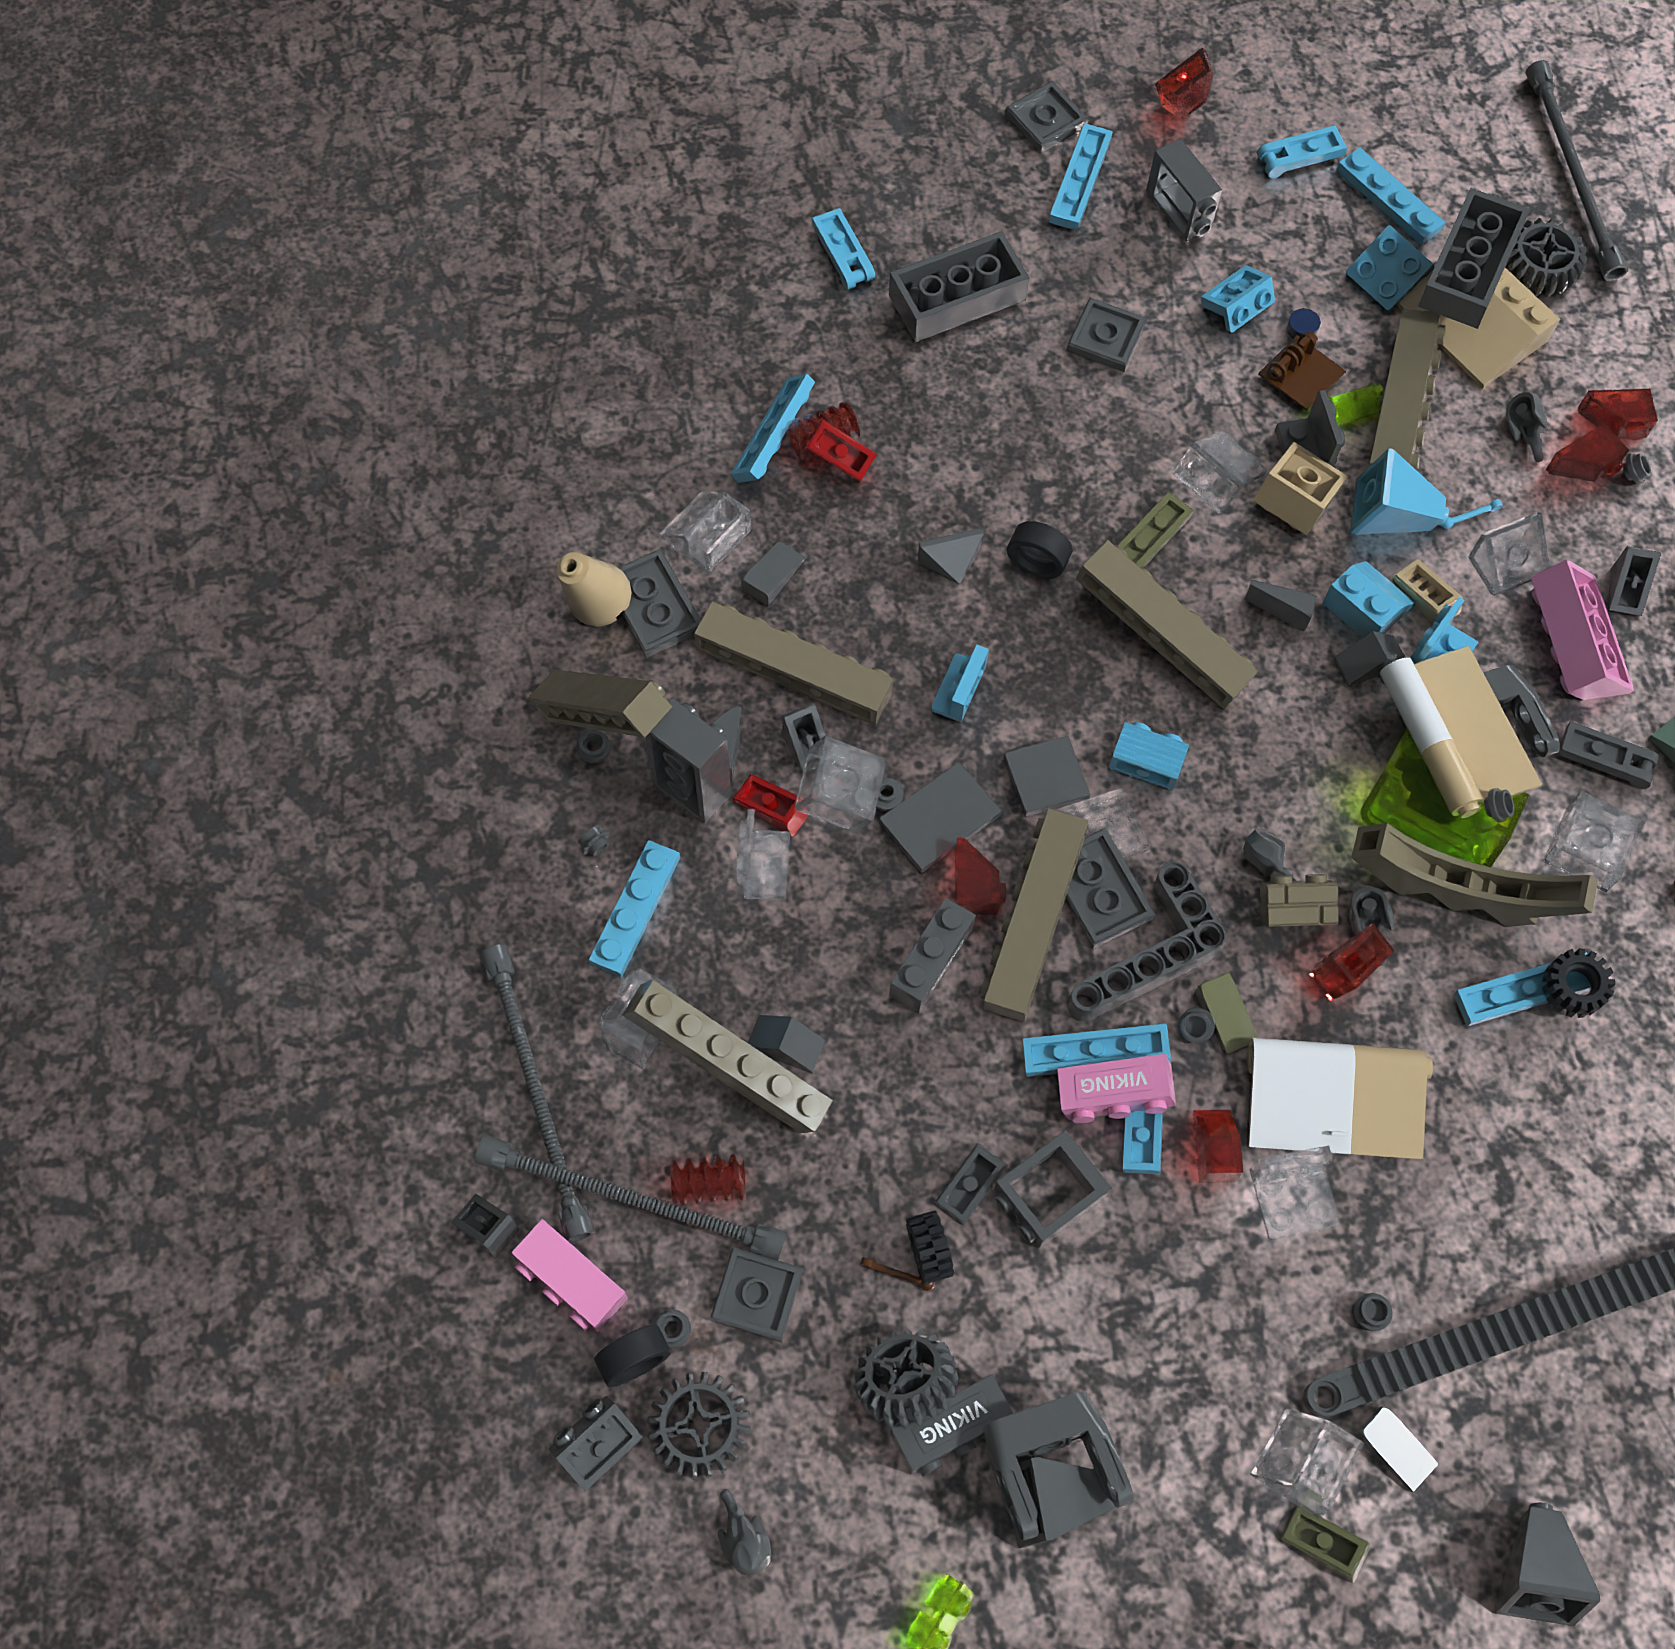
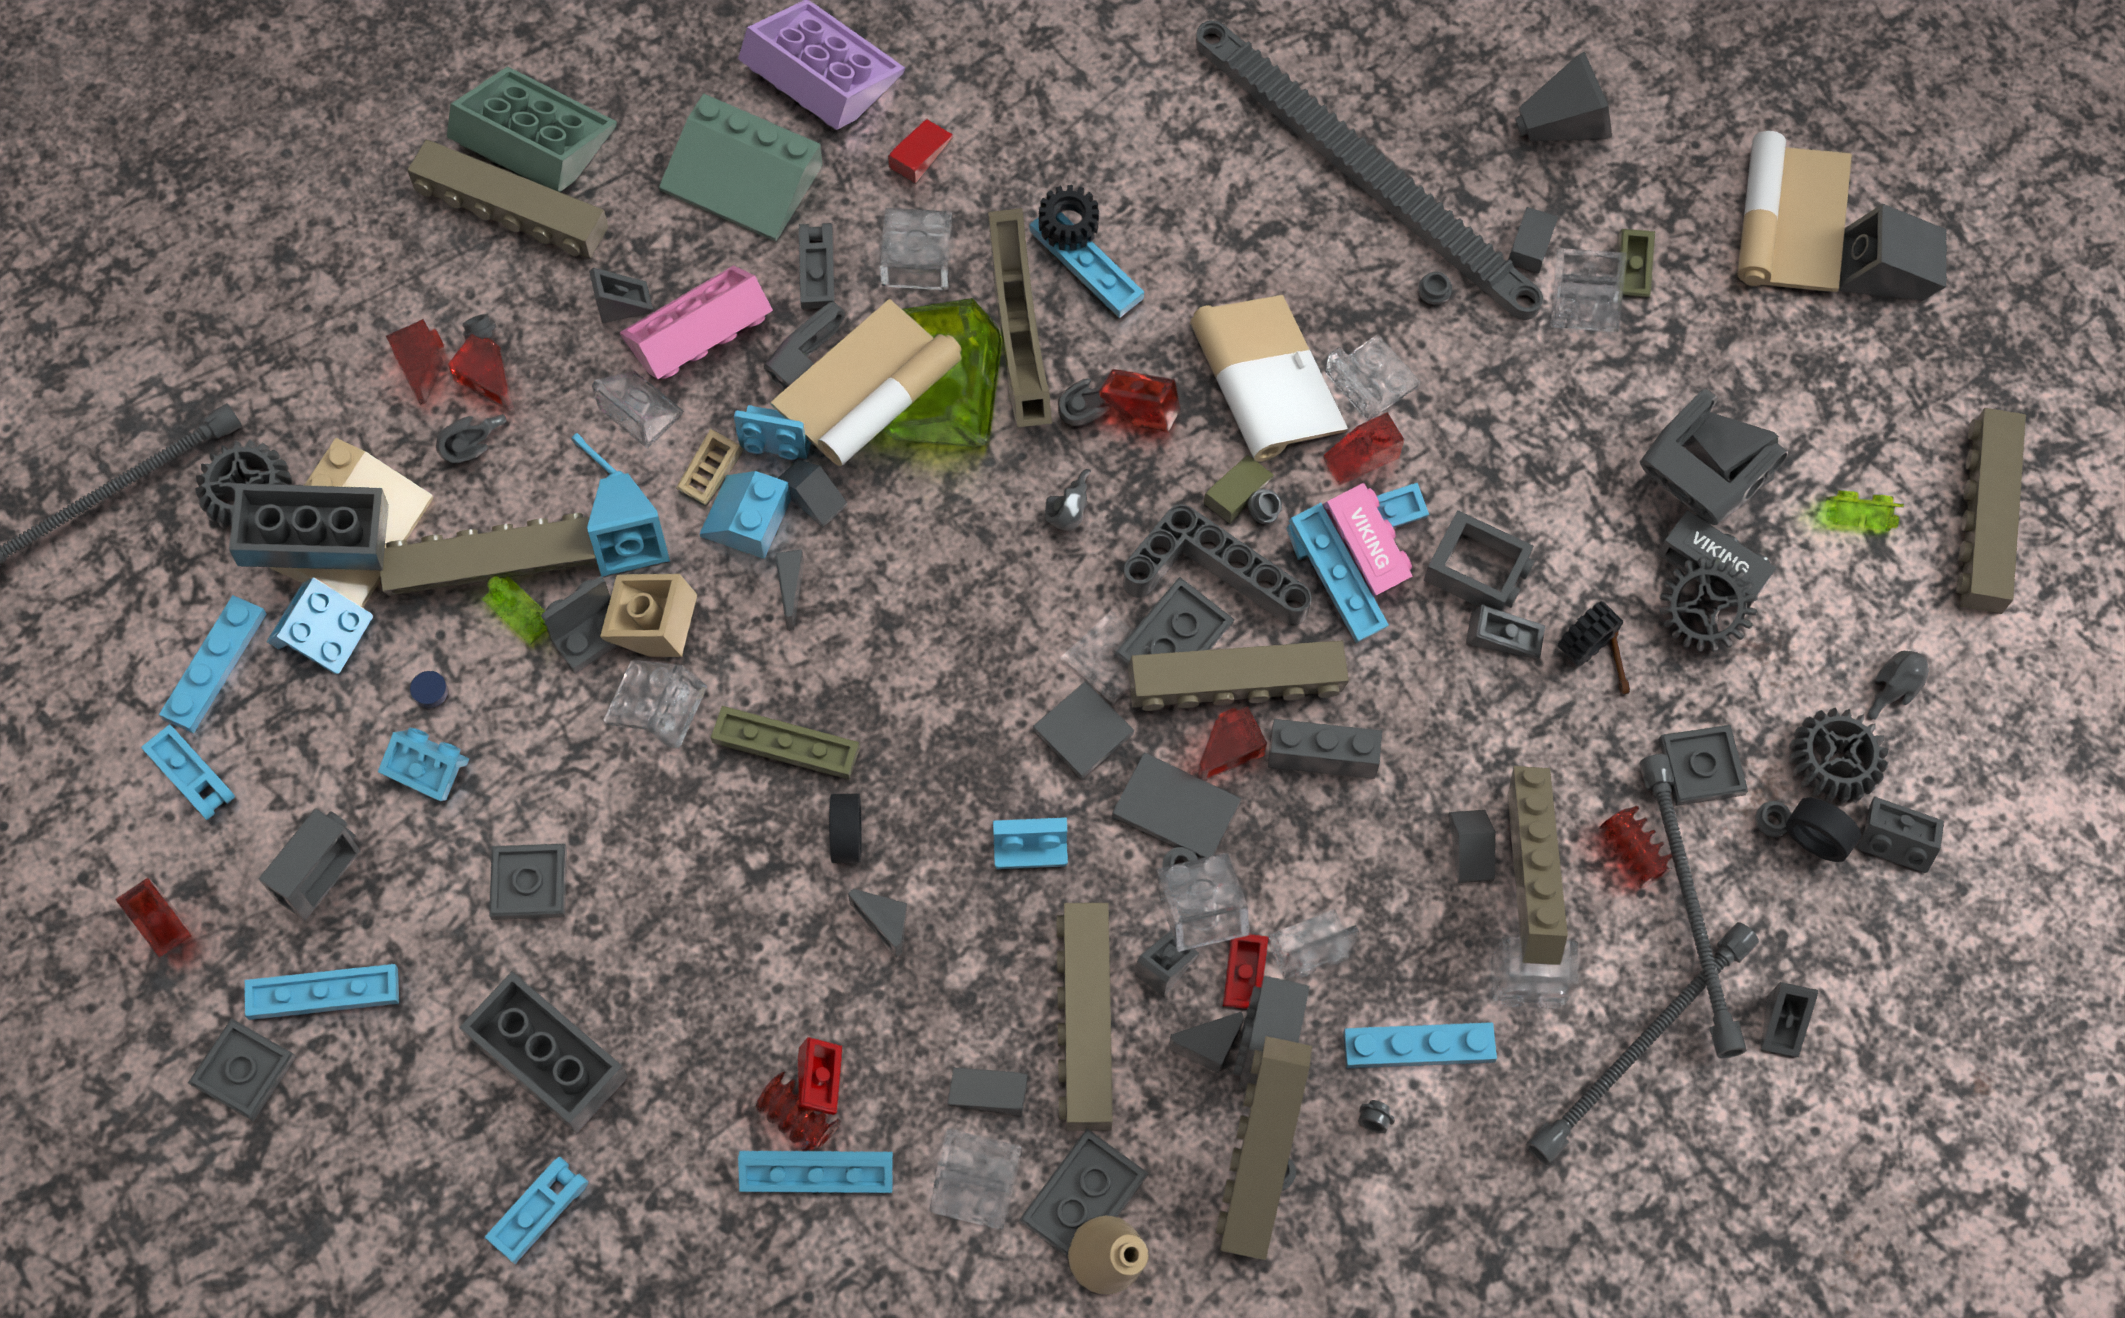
camera: 115 degrees left, 0 degrees up
(568, 1277) = (1787, 923): bright pink brick -> none
(1149, 755) = (1018, 644): medium azure brick -> none
(1166, 624) = (872, 678): dark tan brick -> none
(1299, 902) = (1105, 461): dark tan brick -> none
(1302, 370) = (493, 669): reddish brown hinge -> none
(1499, 804) = (934, 322): dark grey plate -> none

